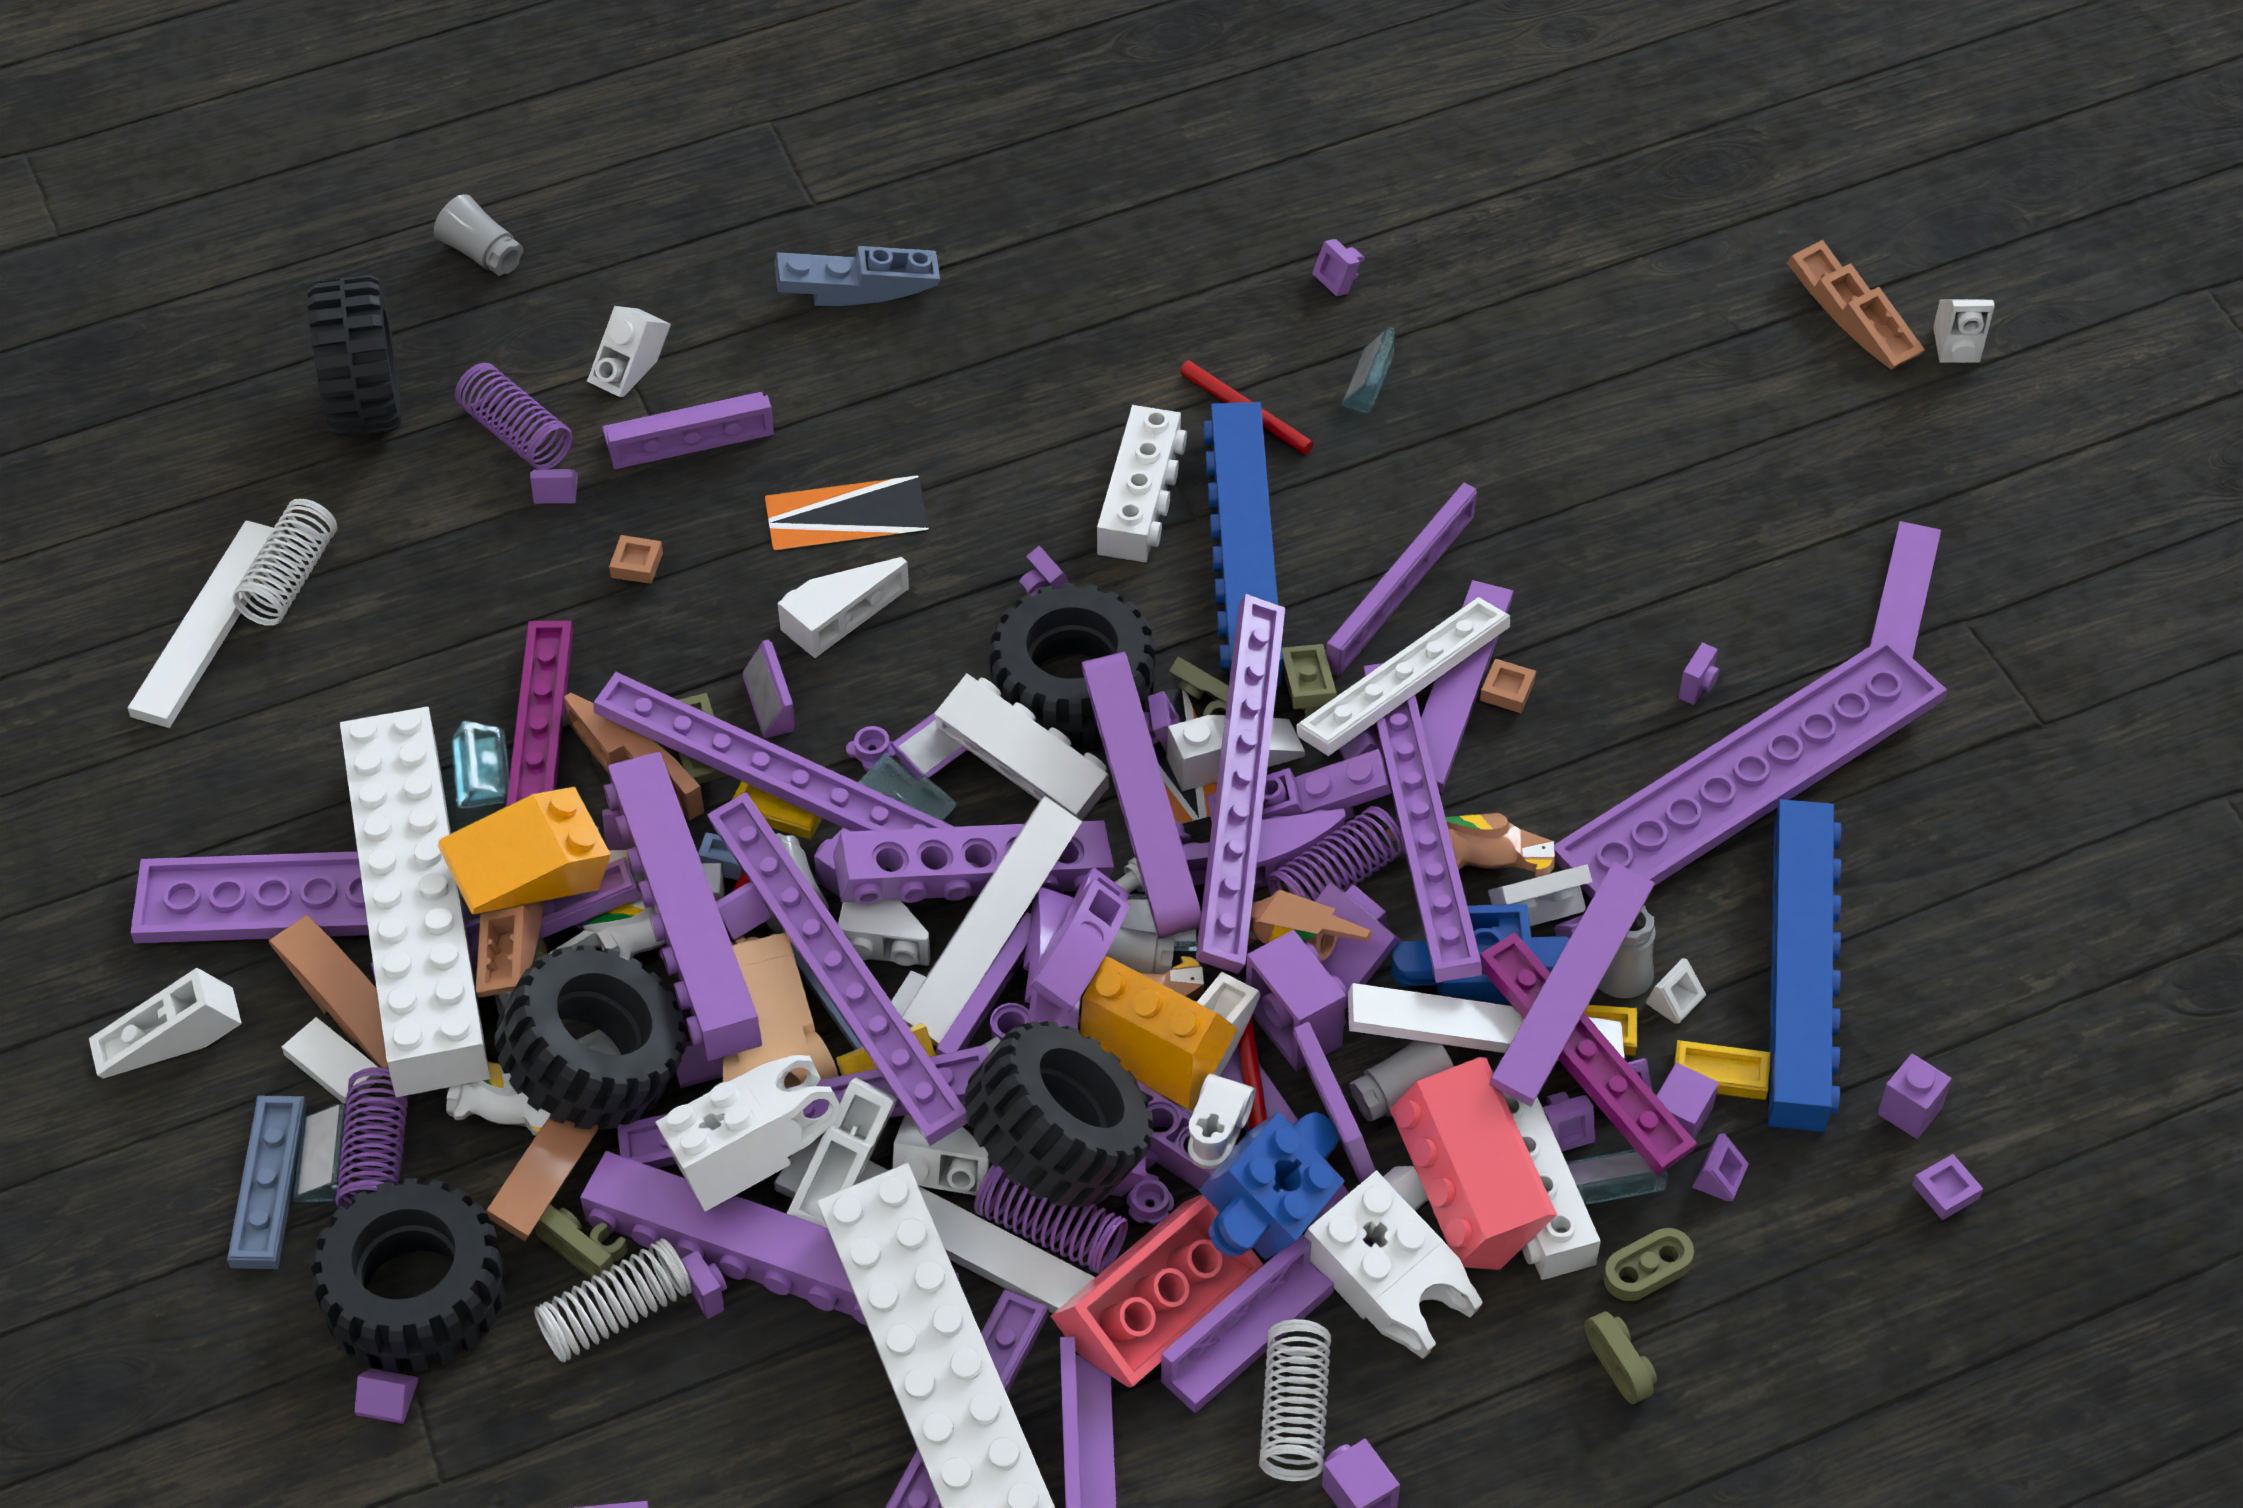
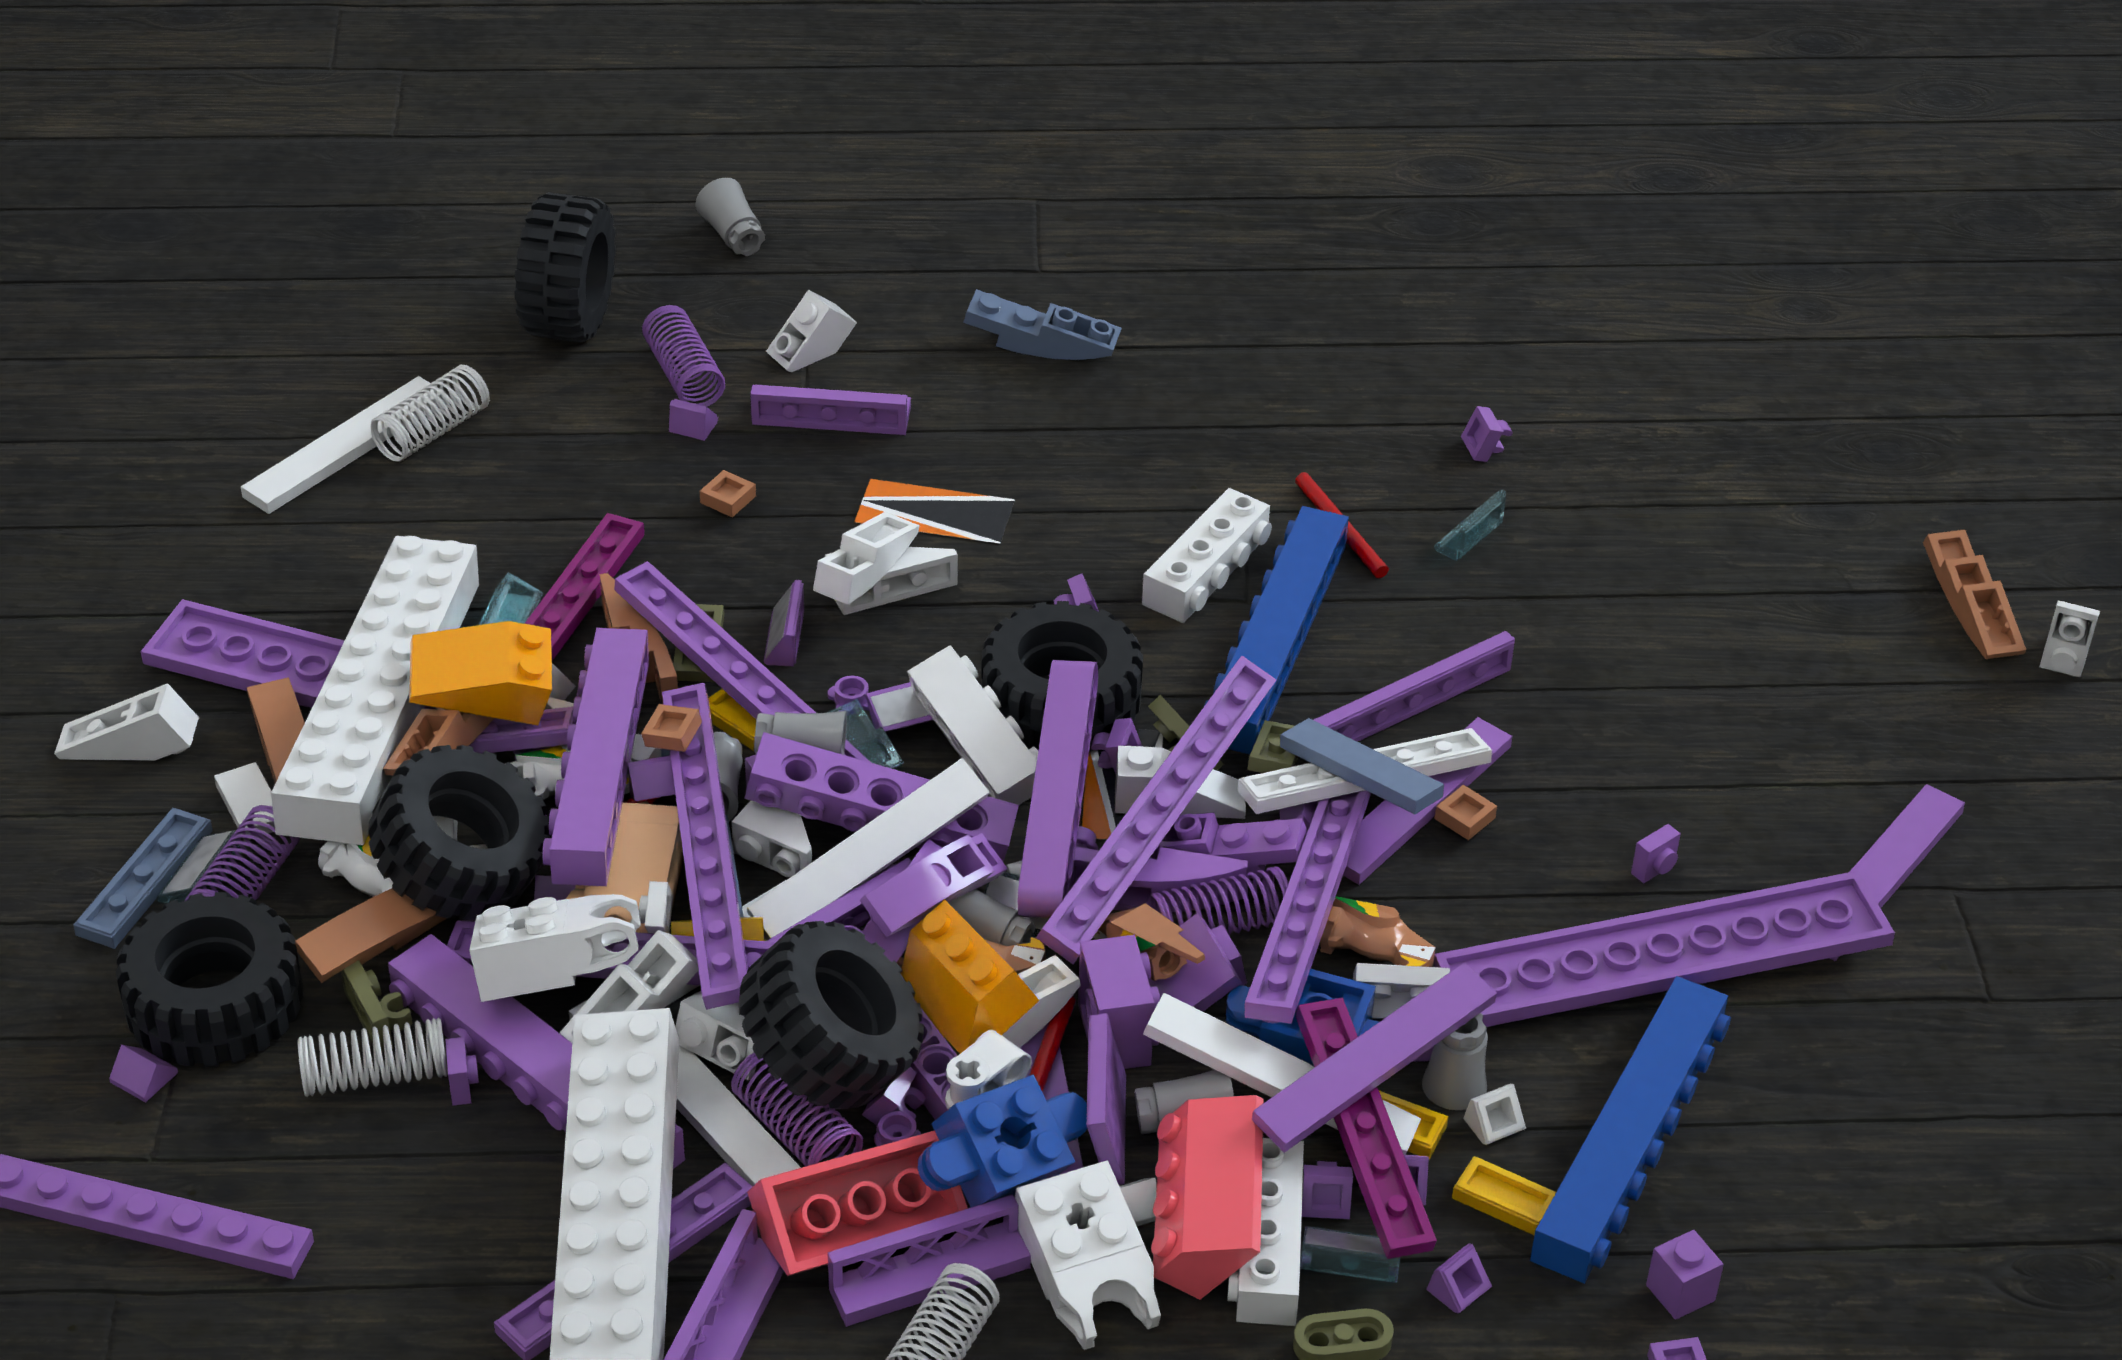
camera: 20 degrees right, 10 degrees down
(746, 855) = (671, 727): none -> nougat plate
(824, 596) = (863, 557): none -> white slope
(824, 1053) = (656, 907): none -> white plate
(876, 810) = (814, 729): none -> light grey plant
(1406, 675) = (1362, 766): none -> sand blue tile
(1688, 1097) = (1453, 1208): medium lavender brick -> none

